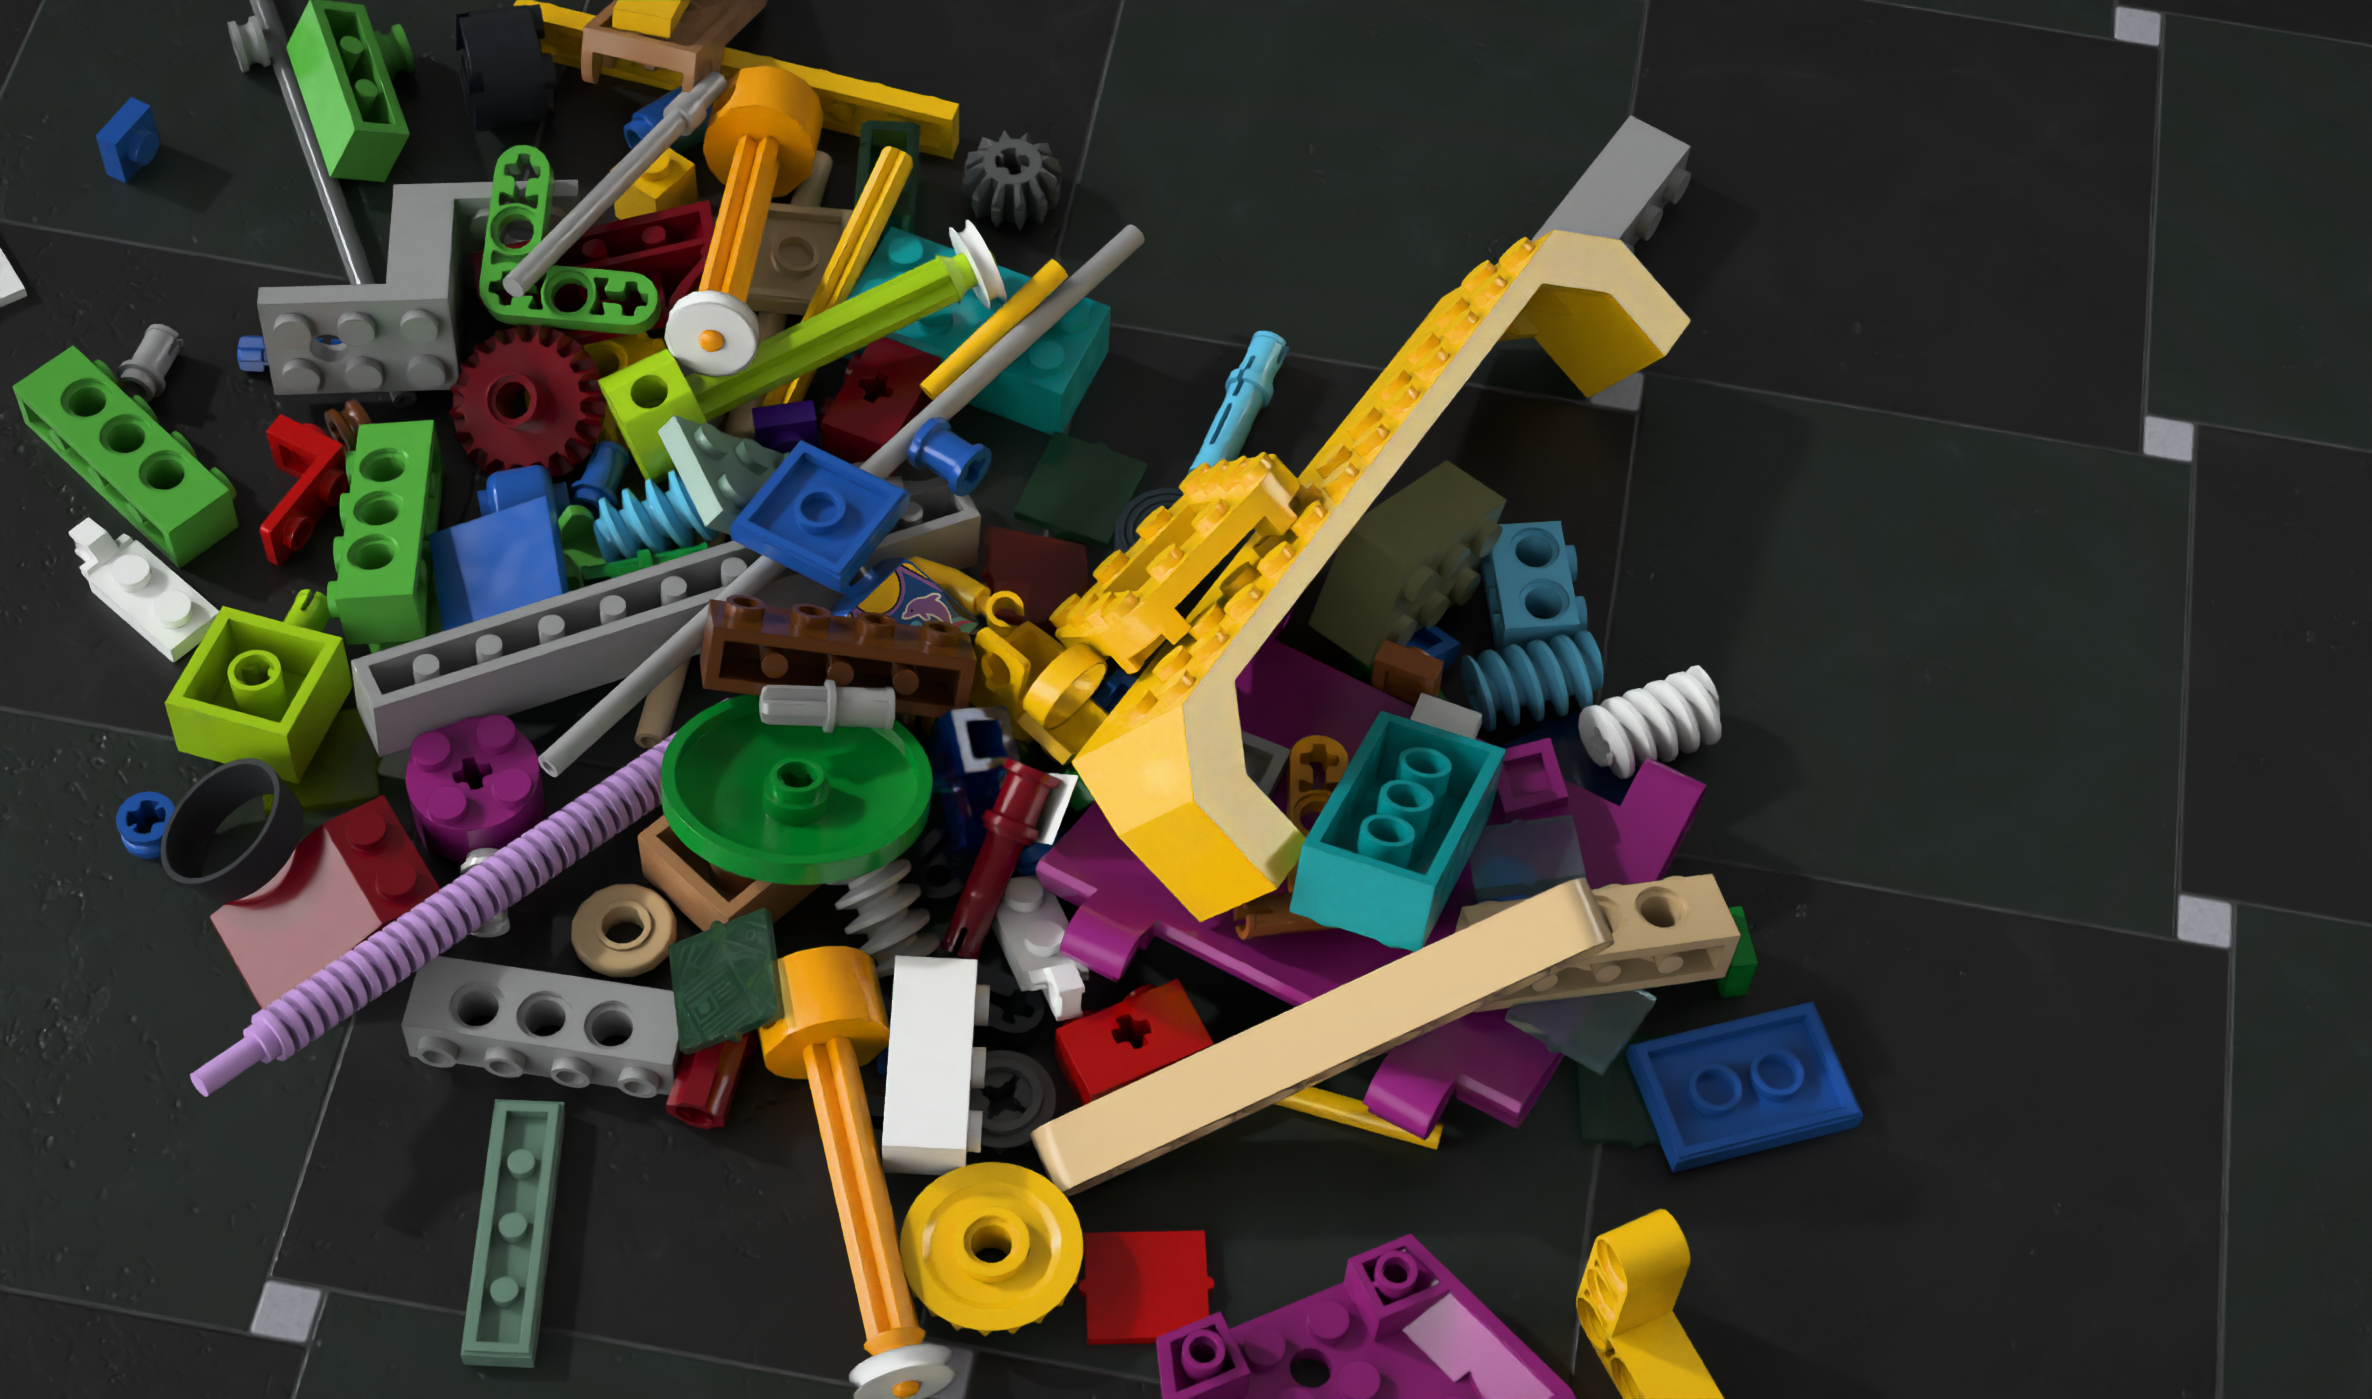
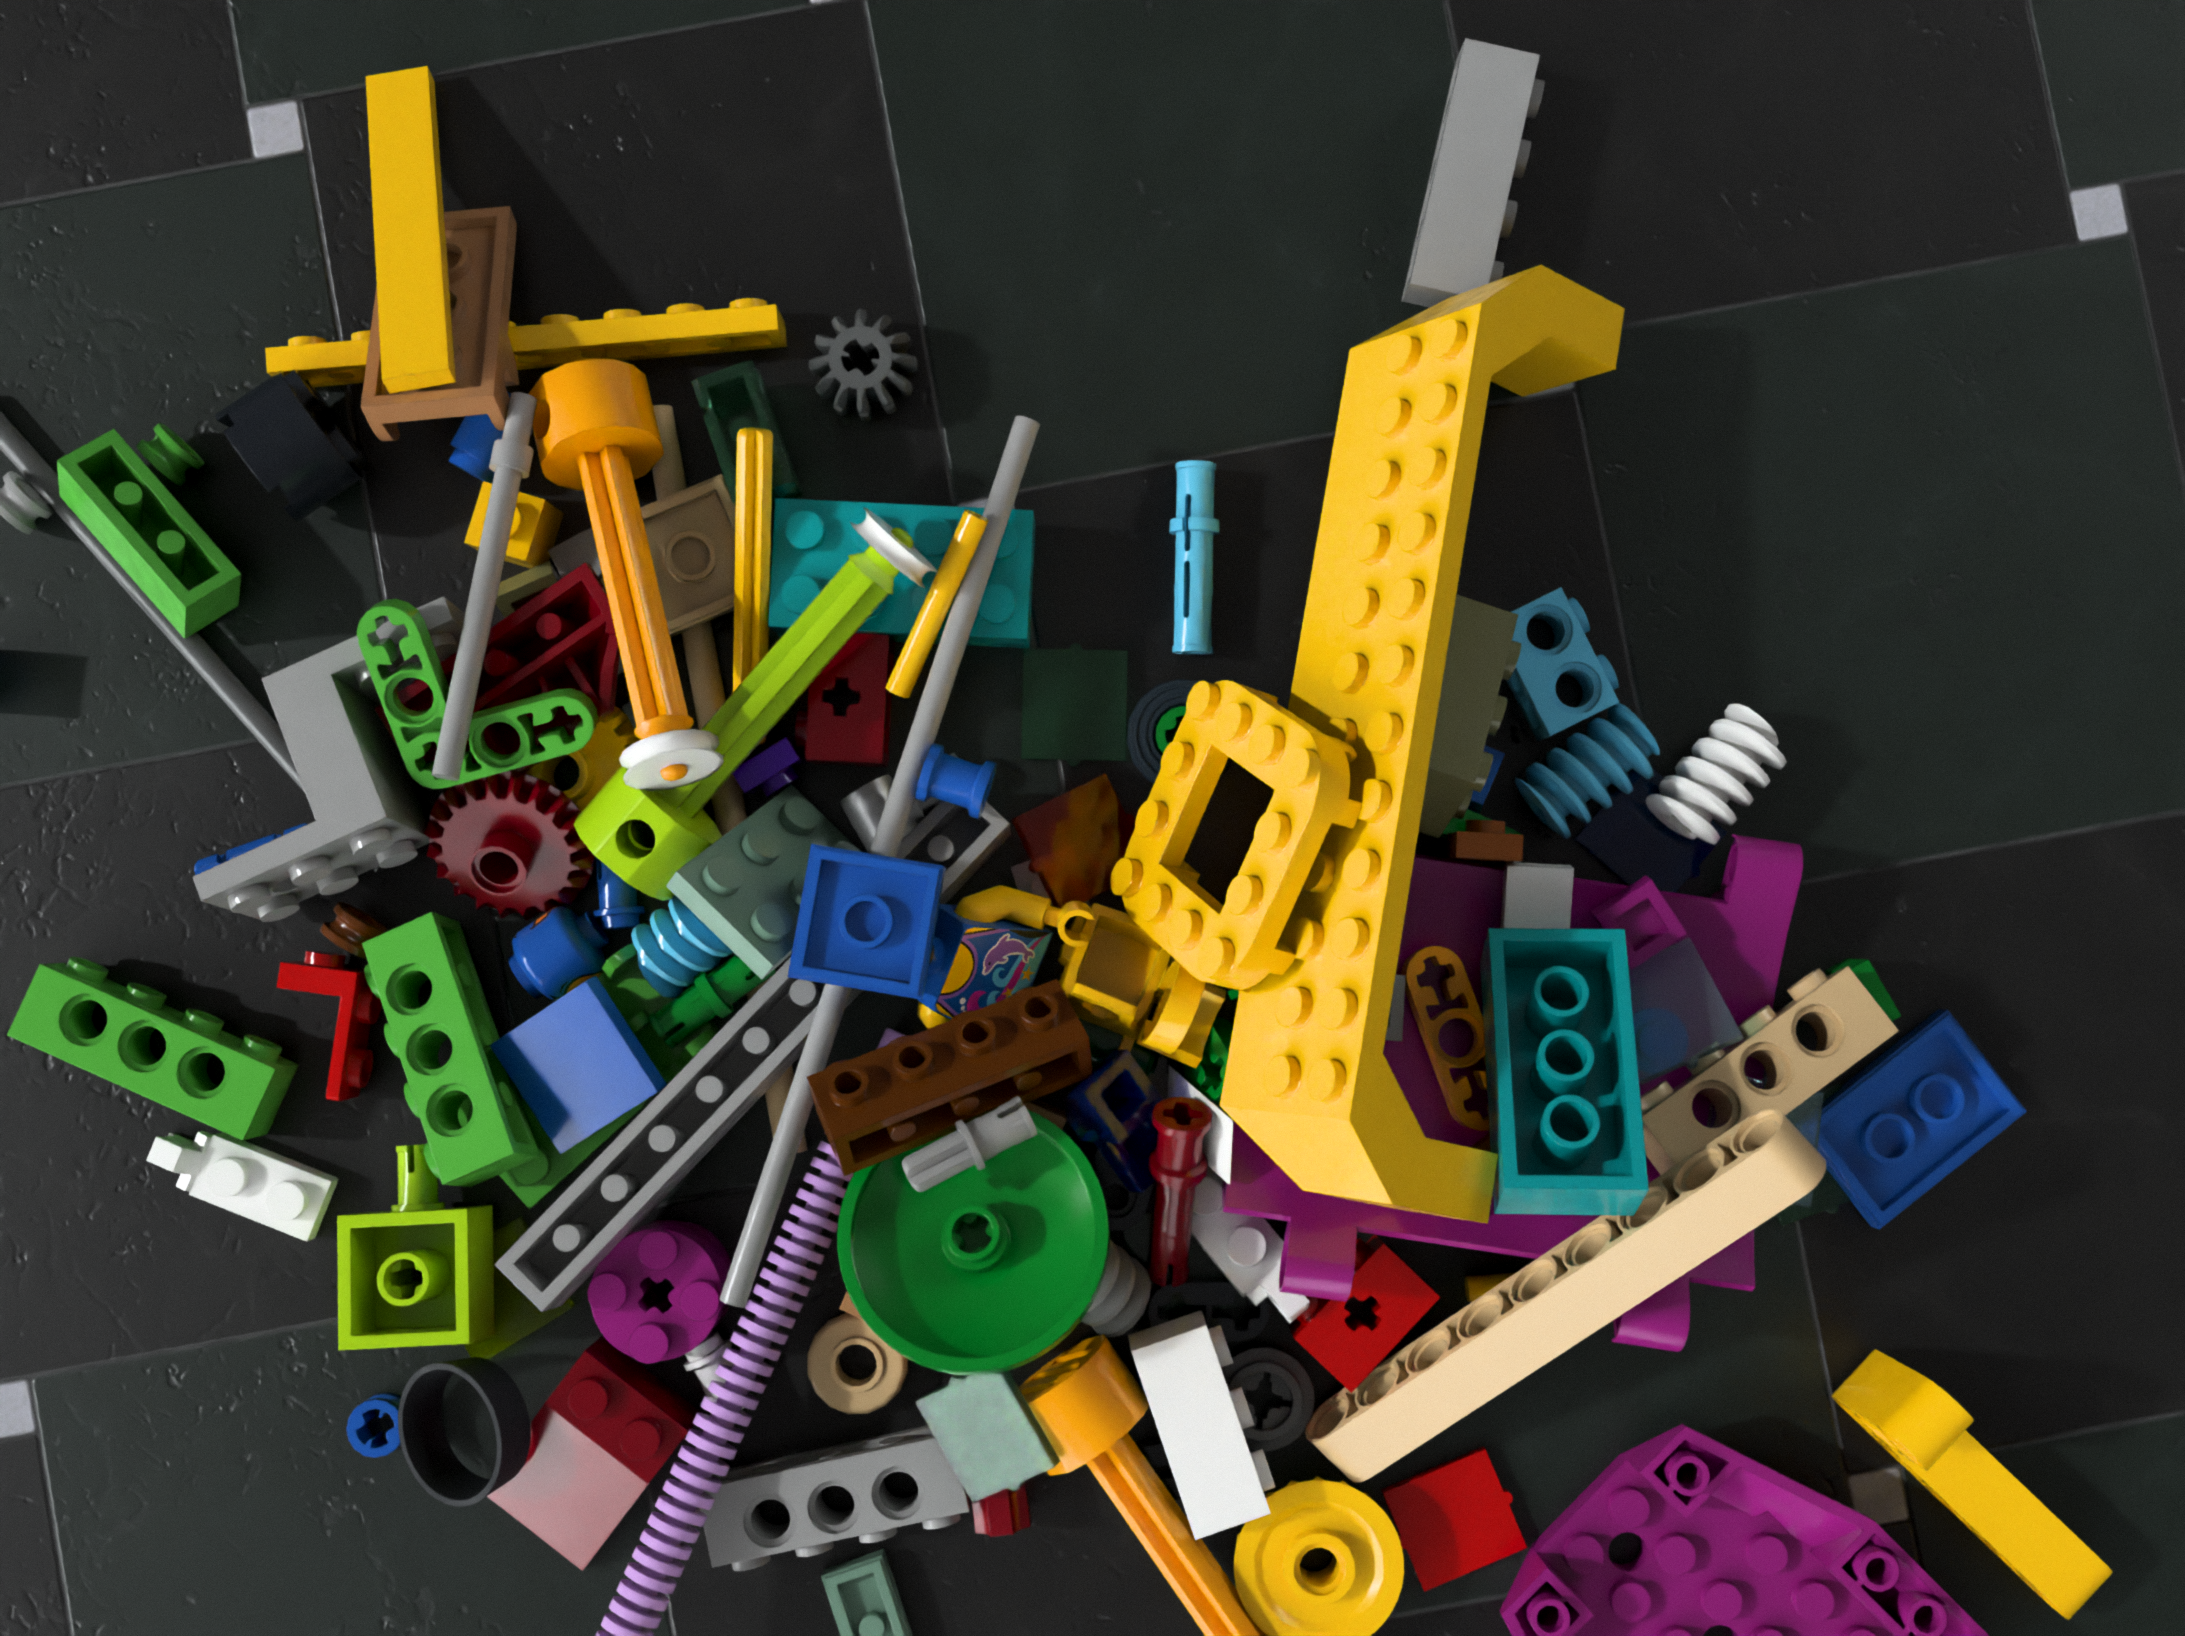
camera: 15 degrees left, 30 degrees up
(150, 363) = (122, 930): light grey pin -> none

